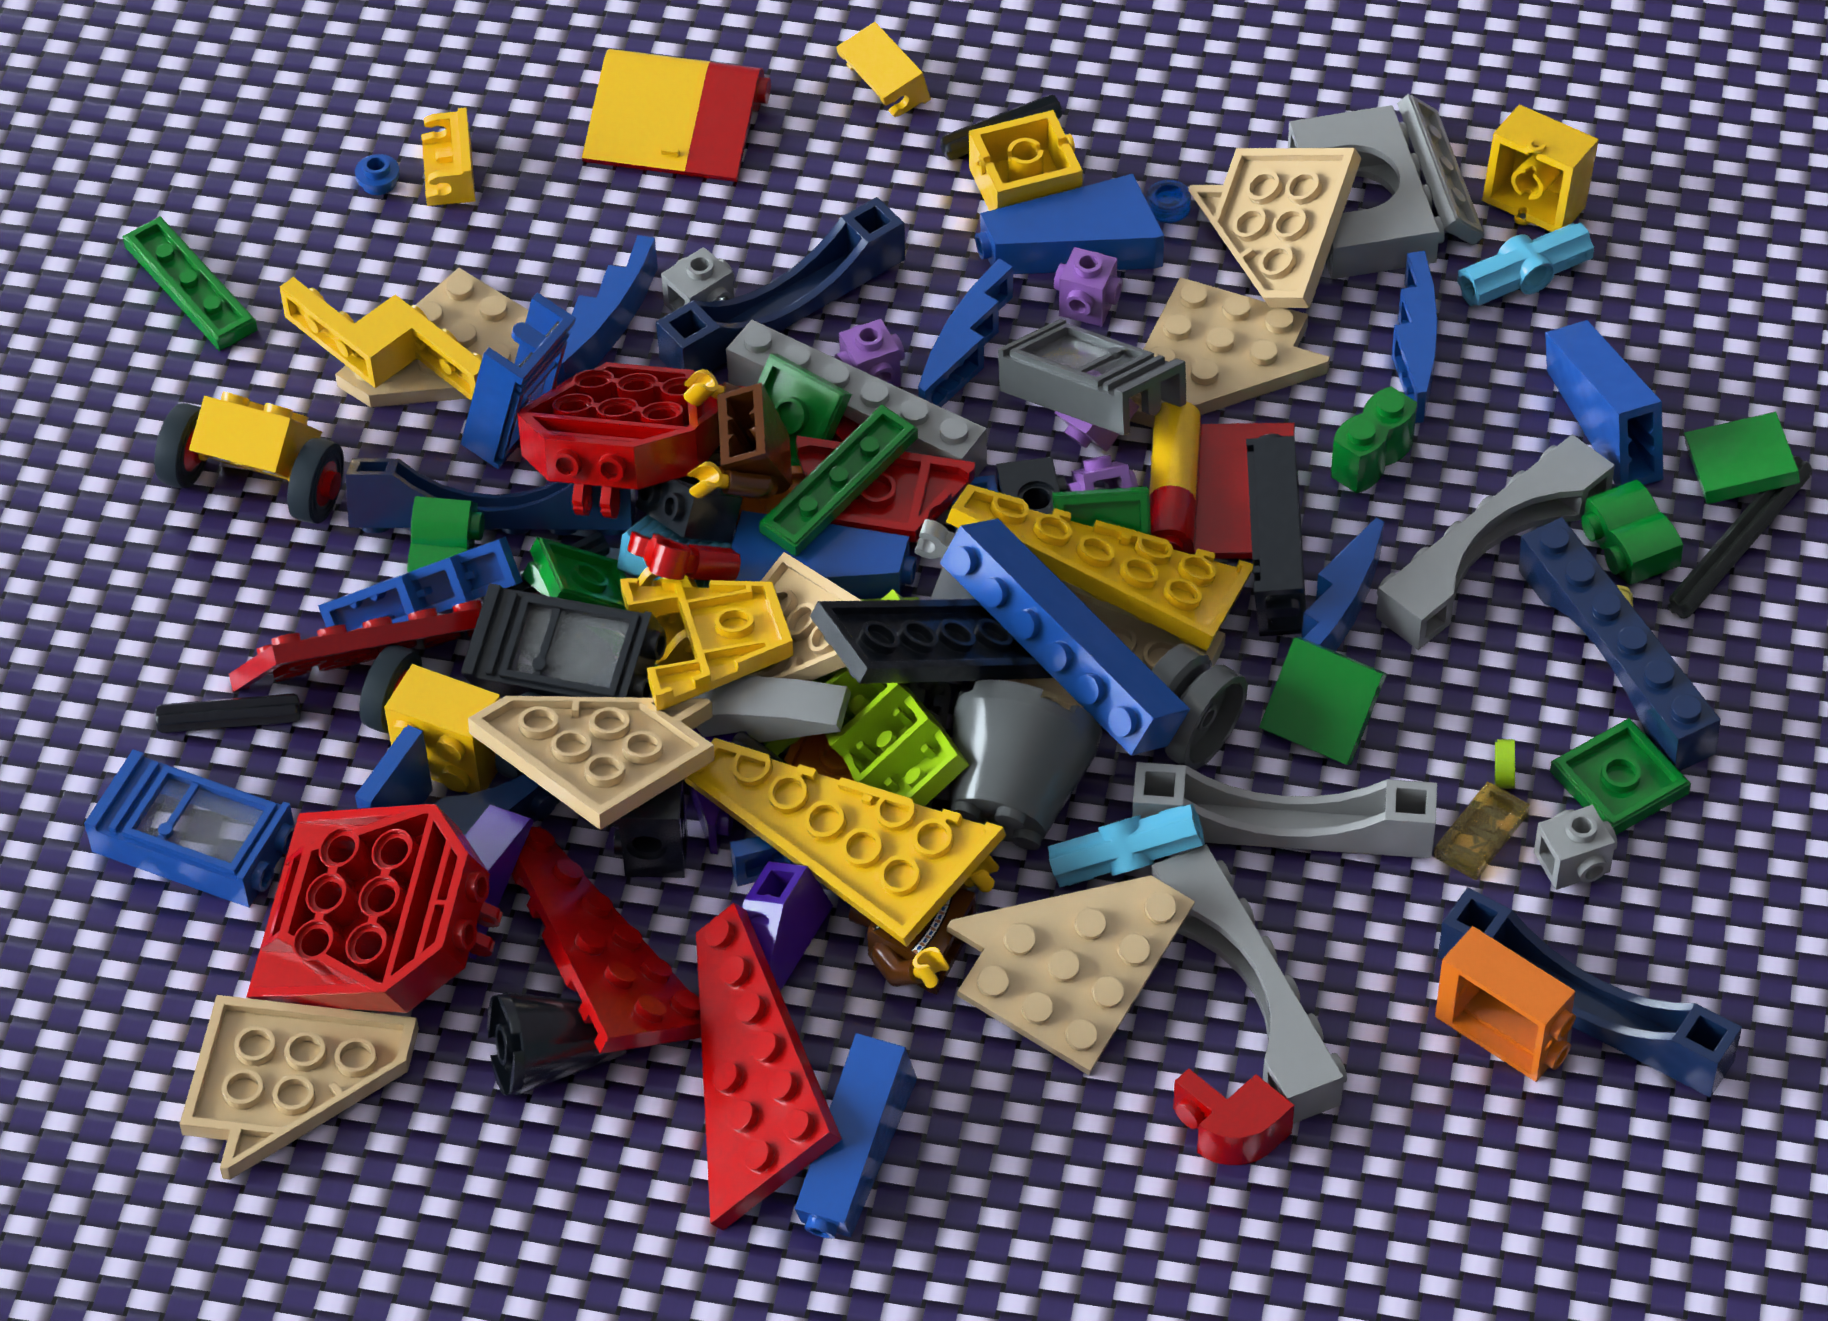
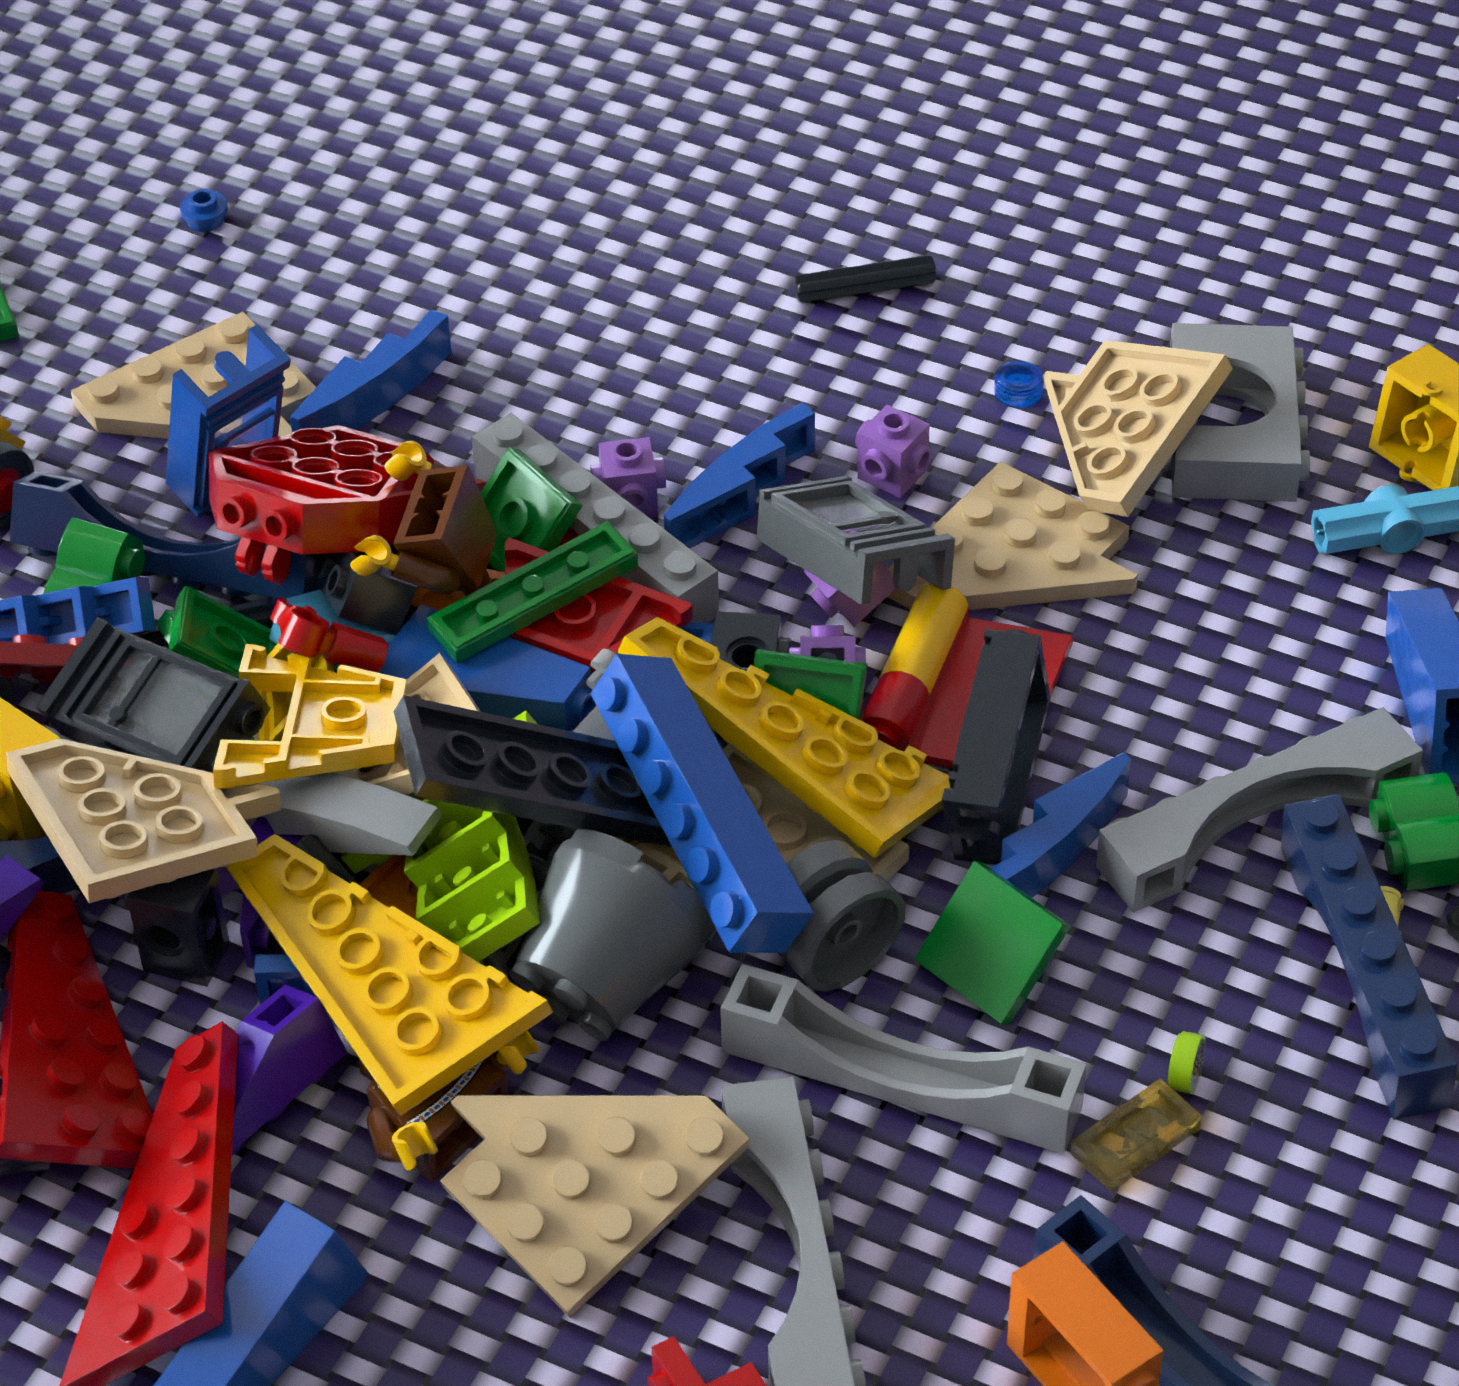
camera: 15 degrees right, 5 degrees down
(382, 339) = (114, 363): yellow bracket -> none
(448, 159) = (282, 208): yellow hinge -> none
(673, 114) = (526, 205): yellow door -> none
(697, 278) = (476, 374): light grey brick -> none
(851, 254) = (652, 370): dark blue arch -> none
(885, 69) = (761, 200): yellow hinge -> none
(1023, 160) = (869, 320): yellow brick -> none
(1098, 217) = (932, 383): blue slope -> none
(1126, 845) = (702, 1057): medium azure piece -> none
(1373, 439) = (1154, 670): green brick -> none
(1416, 333) = (1243, 573): blue slope -> none
(1441, 169) = (1329, 405): light grey tile -> none
(1575, 846) = (1237, 1177): light grey brick -> none
(1620, 776) = (1324, 1109): green tile -> none

